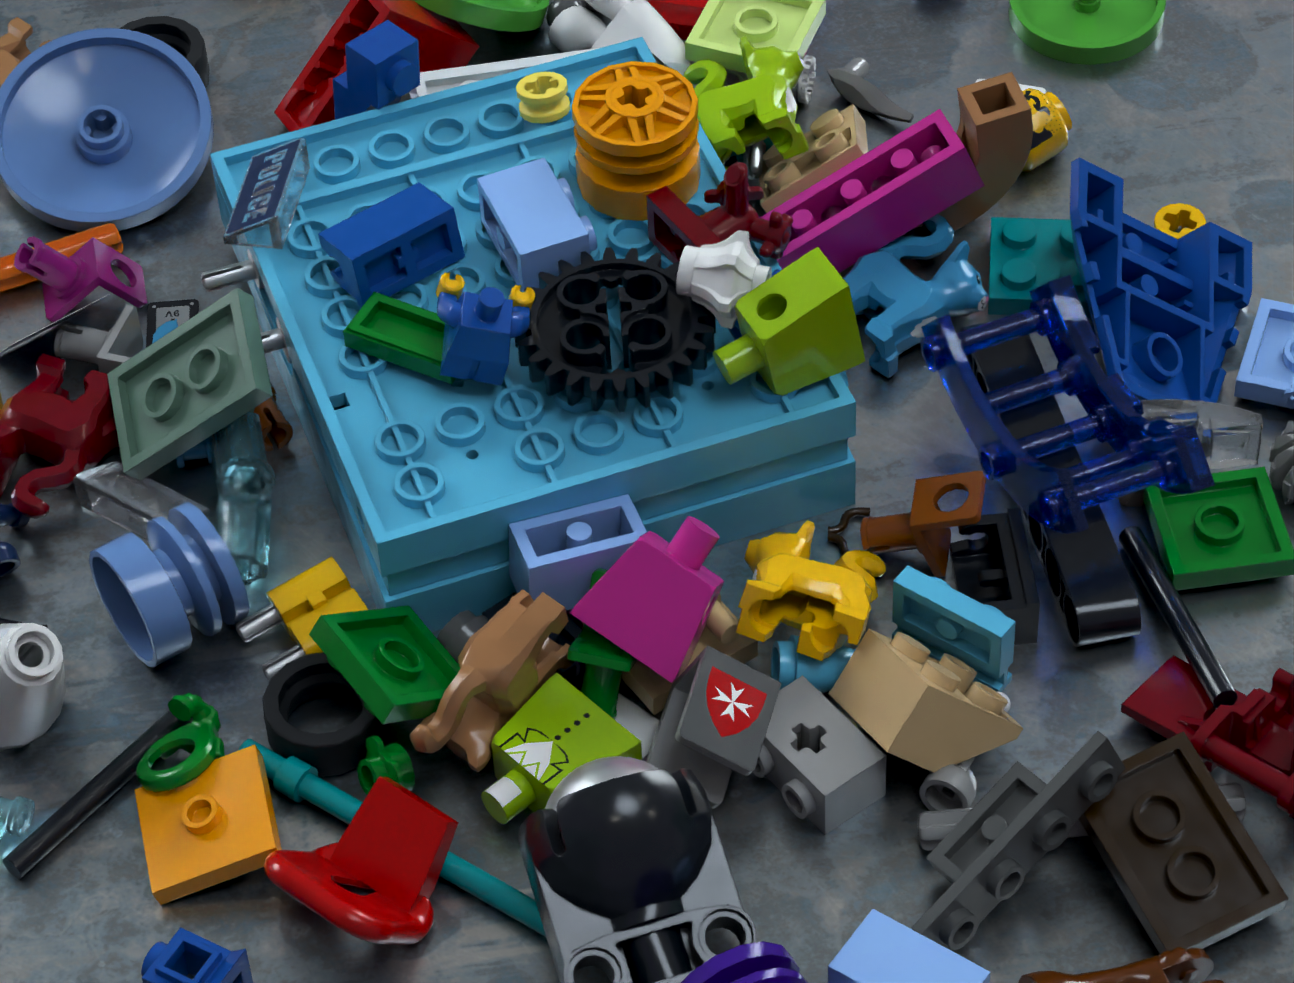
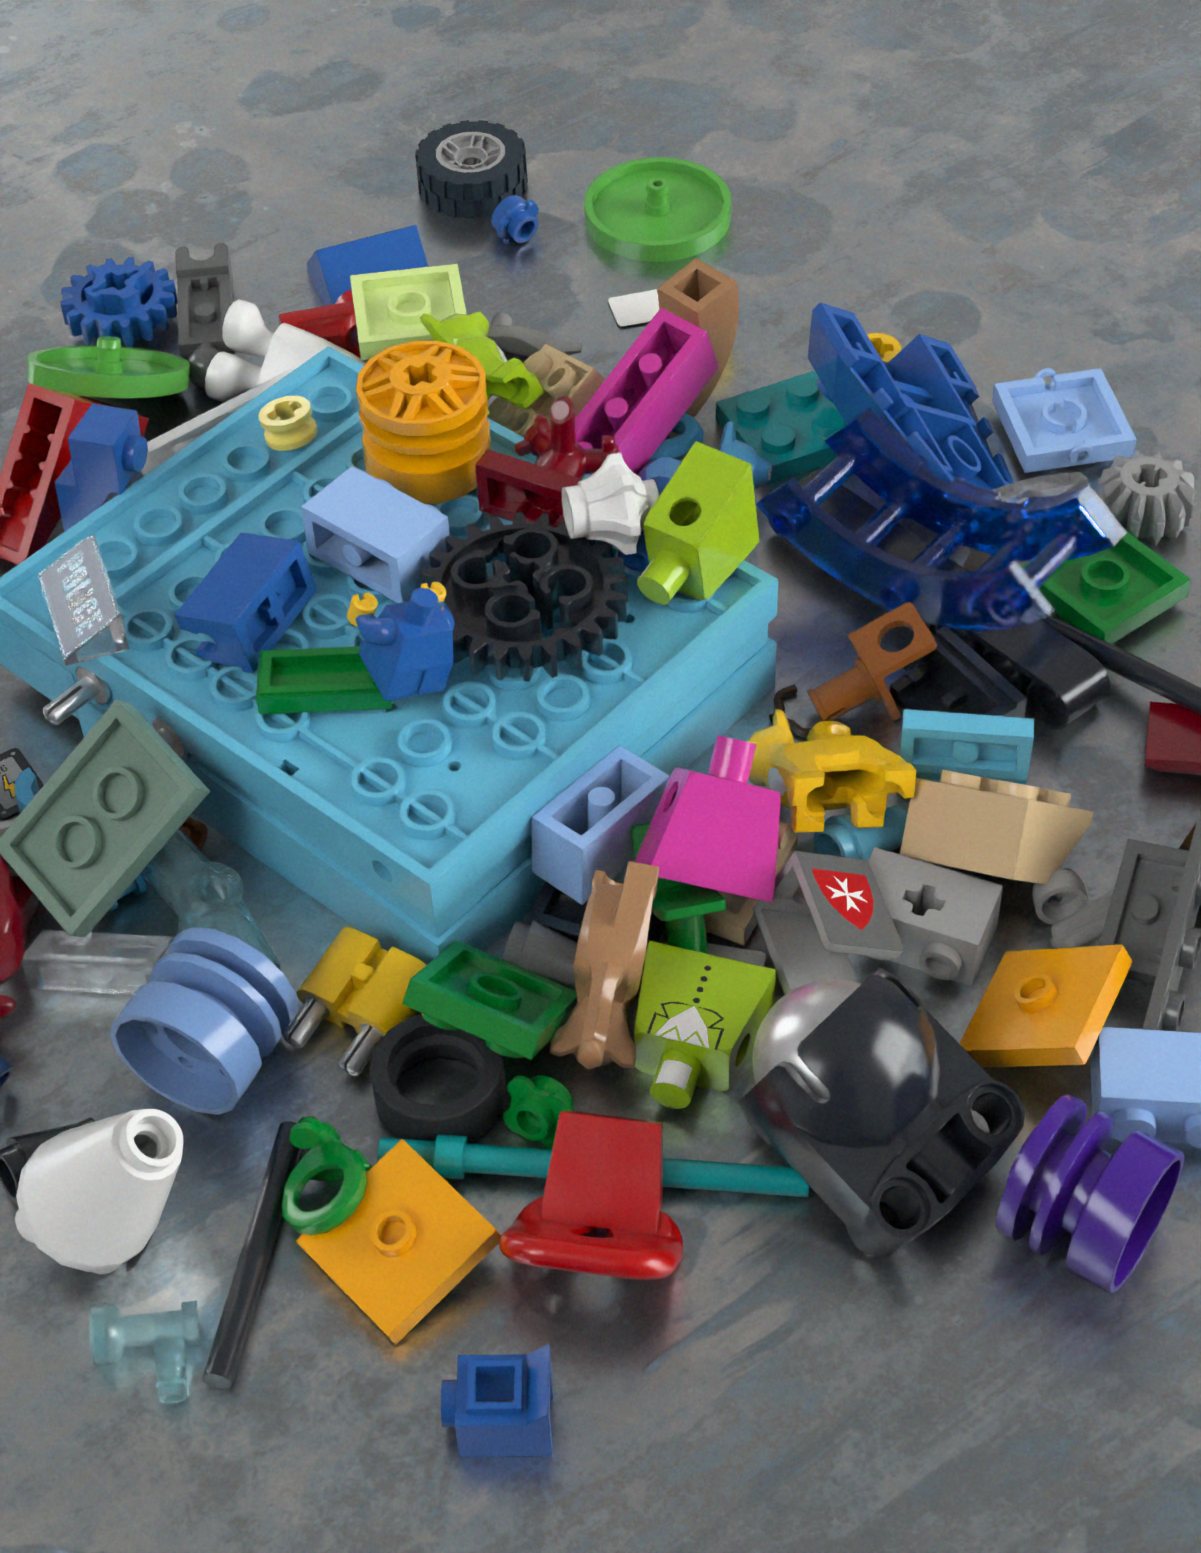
camera: 30 degrees left, 0 degrees up
(851, 874) = (1046, 1006): none -> light orange plate

